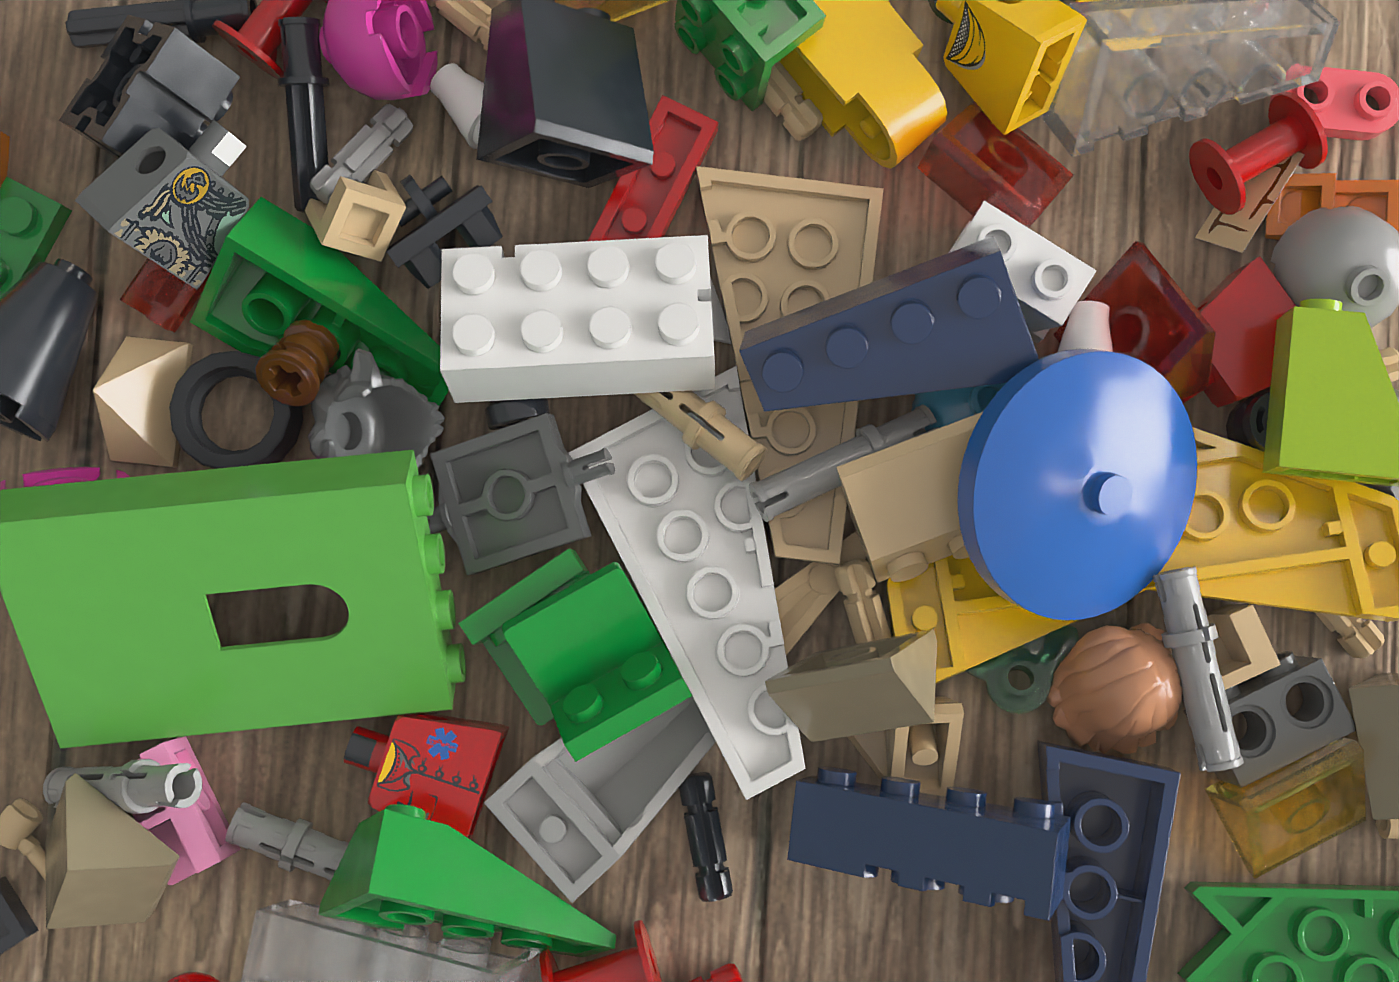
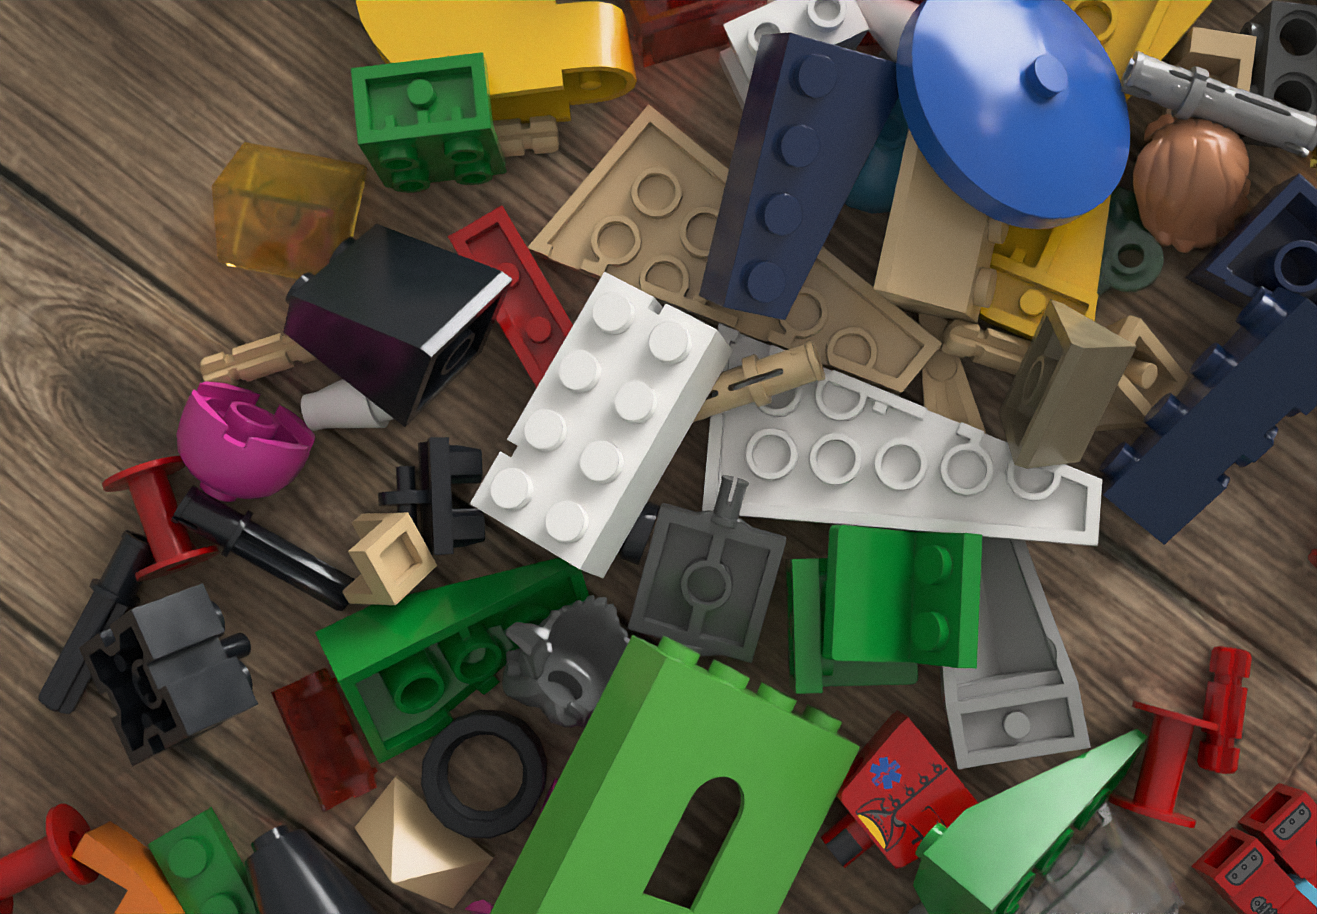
camera: 50 degrees left, 0 degrees up
(171, 200) = (276, 708): torso -> none
(298, 363) = (481, 691): reddish brown bush -> none
(364, 151) = (331, 523): light grey axle -> none
(705, 837) = (1098, 603): black axle -> none
(819, 473) = (859, 301): light grey pin -> none

